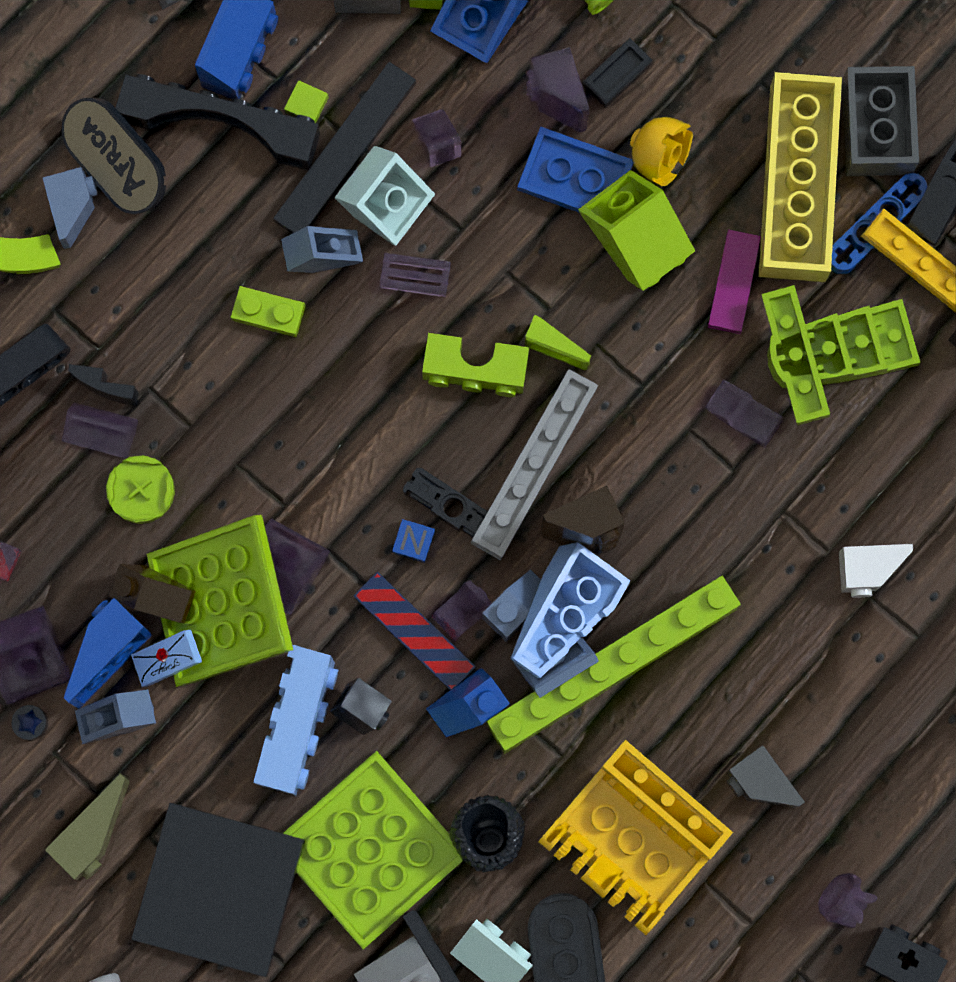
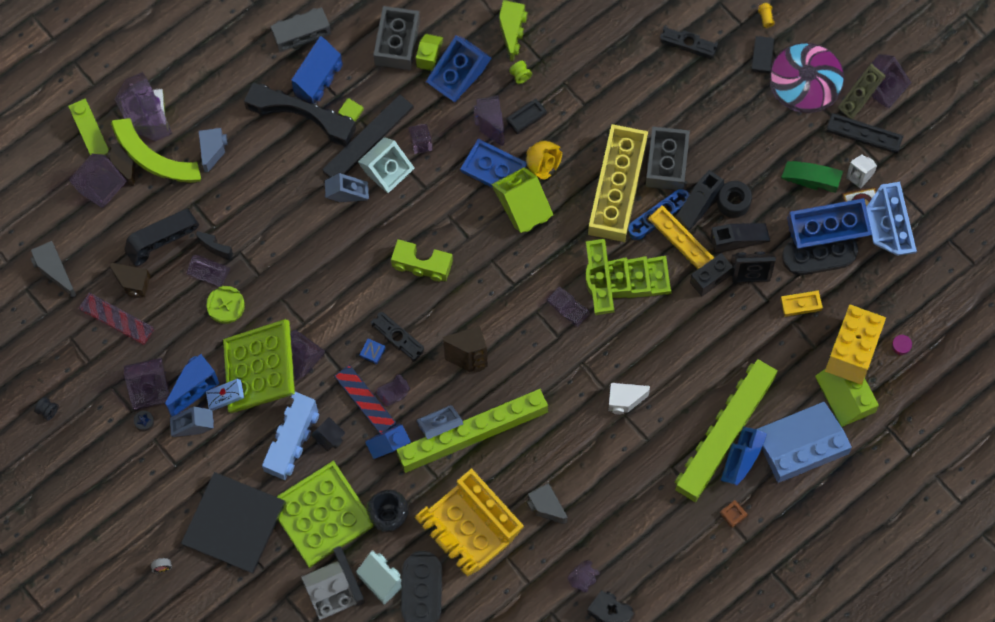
camera: 10 degrees right, 10 degrees down
(88, 836) = (165, 485): olive slope -> none
(113, 155) = (239, 124): dark tan tile -> none
(151, 592) = (222, 357): dark brown slope -> none
(268, 311) = (311, 219): lime plate -> none
(410, 286) = (411, 214): clear purple tile -> none
(511, 608) = (423, 392): sand blue slope -> none
(534, 464) = (445, 317): light grey plate -> none
(551, 342) = (464, 253): lime slope -> none
(569, 601) = (452, 393): light blue wedge -> none
(734, 281) = (573, 235): magenta tile -> none

